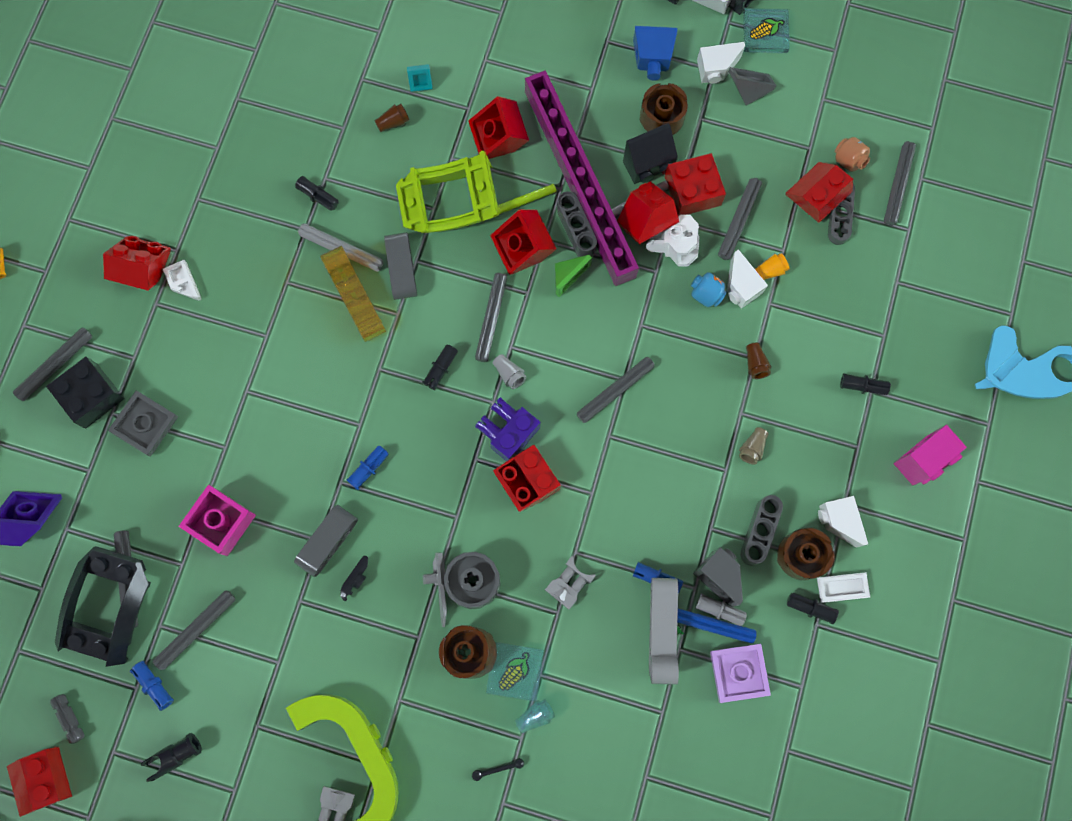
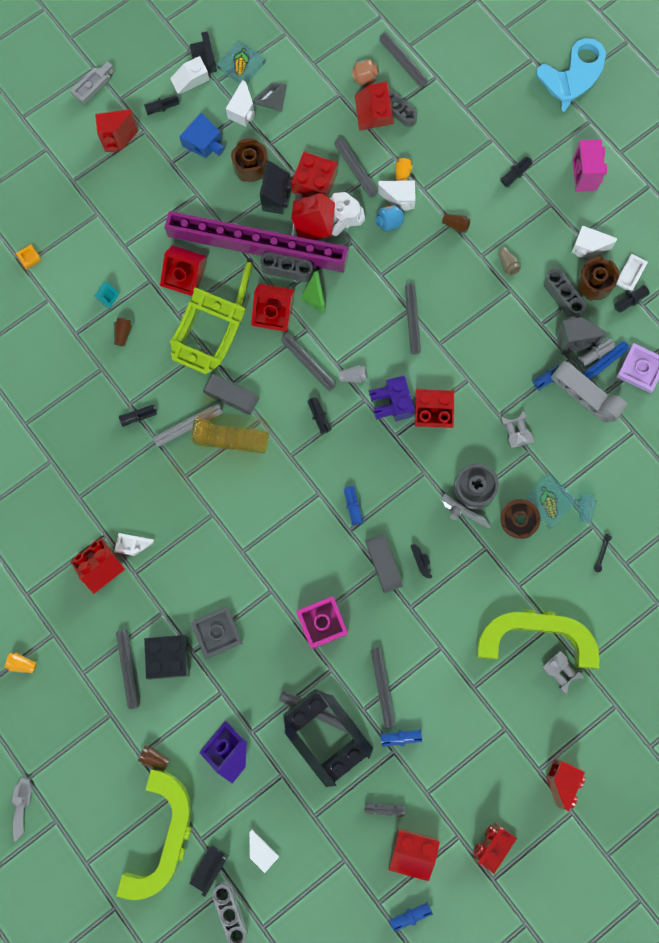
camera: 50 degrees left, 0 degrees up
(174, 755) = (457, 751): black piece -> none

